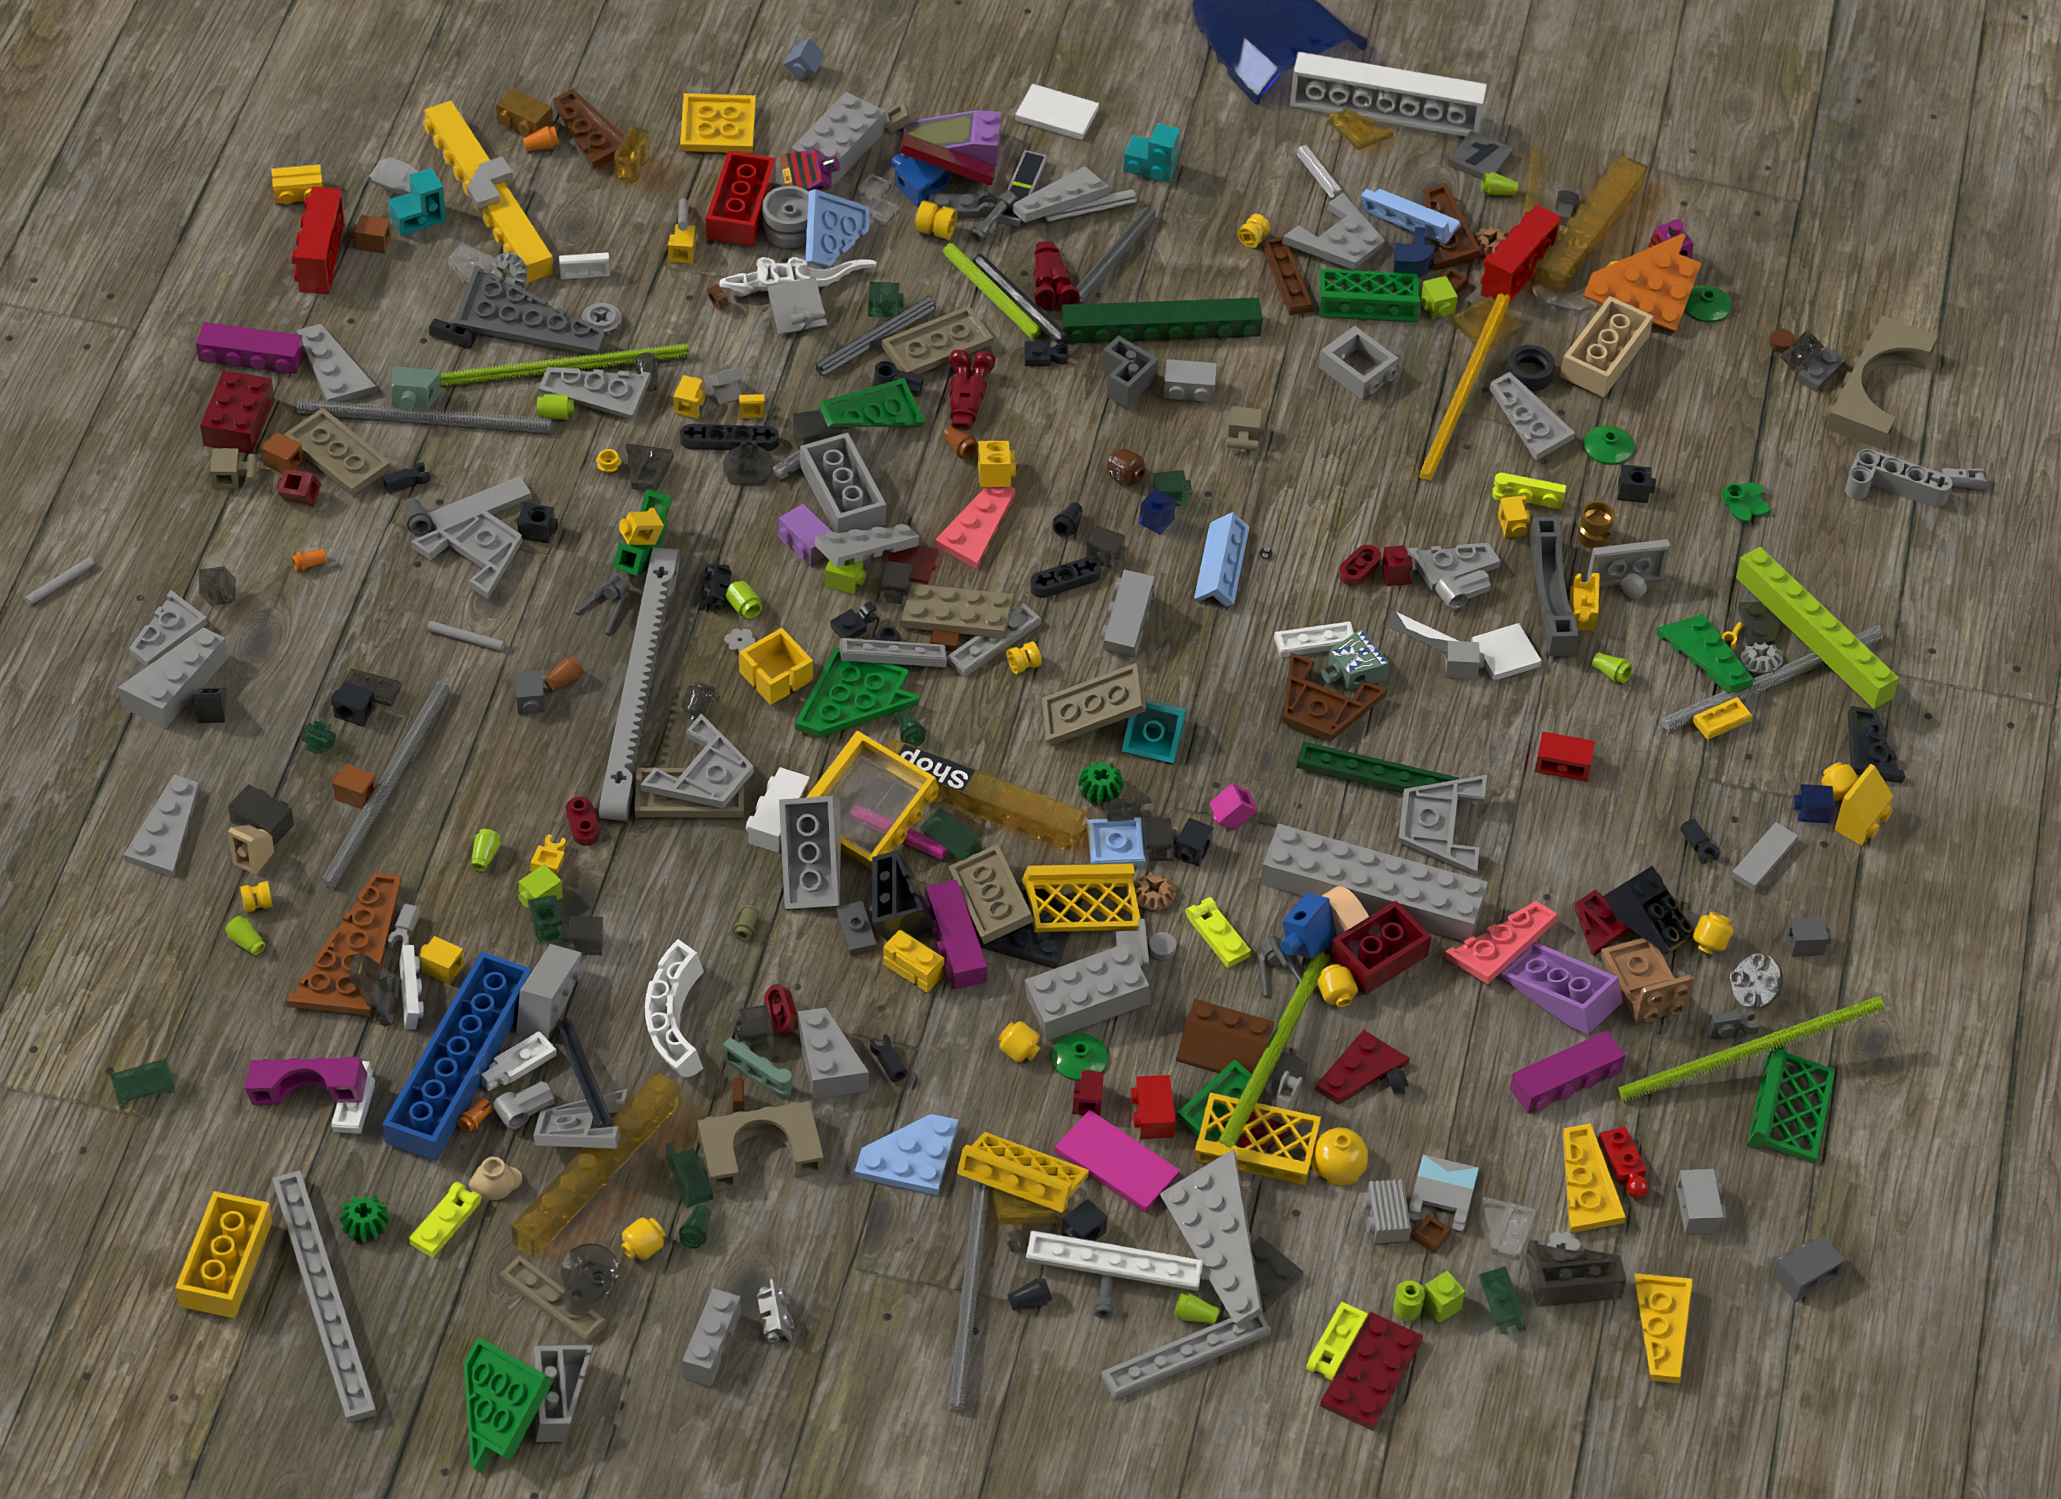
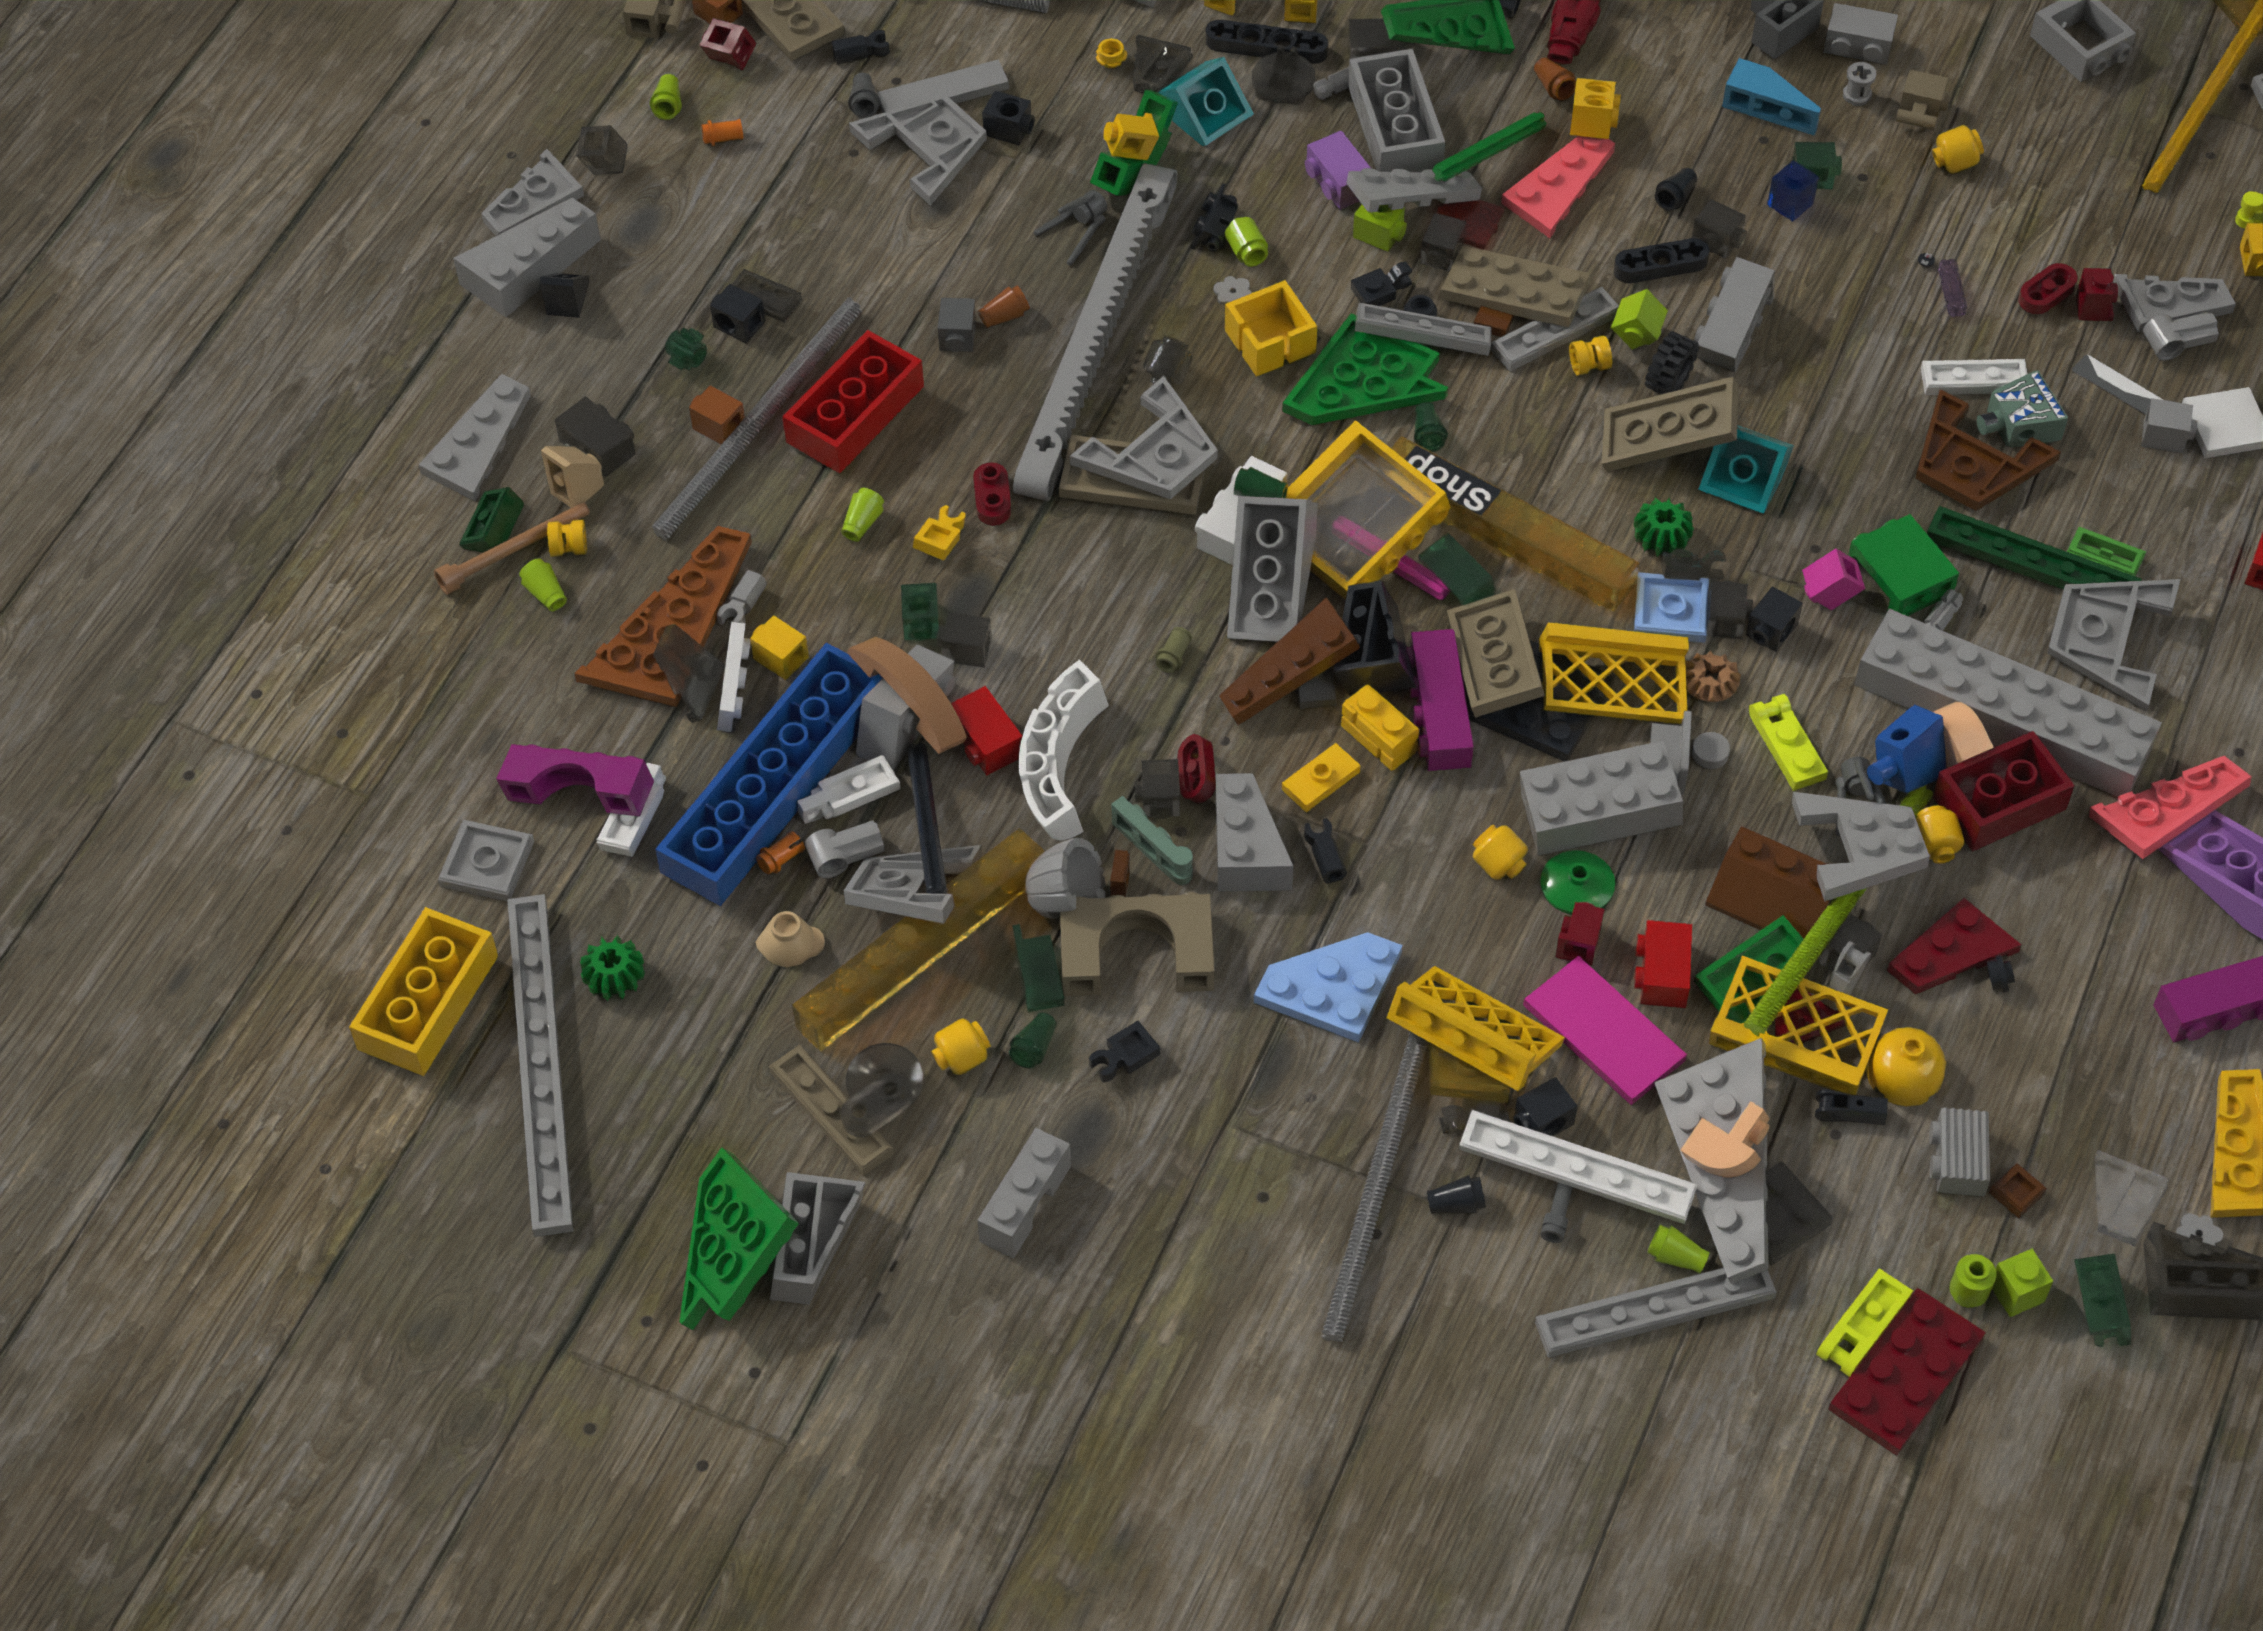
camera: 15 degrees right, 5 degrees up
(59, 581) = (419, 124): light grey bar -> none
(142, 1081) = (374, 752): clear green hinge -> none
(170, 939) = (451, 576): none -> medium nougat piece
(192, 891) = (492, 520): none -> dark green slope
(246, 1151) = (486, 860): none -> light grey tile
(258, 537) = (666, 98): none -> lime cone
(445, 1220) = (715, 984): neon yellow plate -> none
(461, 762) = (853, 401): none -> red brick
(466, 635) = (894, 246): light grey bar -> none
(539, 884) = (920, 566): lime brick -> none
(556, 973) = (917, 688): none -> medium nougat slope
(614, 1002) = (990, 733): none -> red brick
(694, 491) = (1208, 101): none -> teal slope
(696, 1103) = (1062, 875): none -> light grey hair
(767, 1223) = (1127, 1048): none -> black plate
(780, 1322) = (1117, 1155): light grey hinge -> none
(789, 789) = (1258, 484): none -> dark green cone
(844, 915) = (1296, 658): none -> reddish brown wing
(875, 1004) = (1321, 777): none -> yellow plate
(920, 503) = (1489, 147): none -> green axle
(1057, 625) = (1639, 319): none -> lime brick
(1087, 657) = (1671, 363): none -> black tyre
(1119, 432) = (1768, 96): none -> dark azure slope
(1126, 467) = (1762, 131): reddish brown head -> none
(1195, 420) = (1859, 83): none -> light grey bush
(1221, 1234) = (1727, 1153): none -> light nougat brick
(1222, 559) = (1868, 261): light blue panel -> none
(1277, 464) = (1958, 149): none -> yellow head
(1285, 789) = (1905, 564): none -> green panel
(1288, 572) = (1952, 288): none -> clear purple axle
(1294, 992) = (1877, 837): none -> light grey wing
(1305, 1192) = (1857, 1108): none -> black bar
(1318, 819) = (1944, 609): none -> light grey axle
(1429, 762) = (2107, 548): none -> bright green tile
(1444, 1186) = (2044, 1127): light grey flag -> none

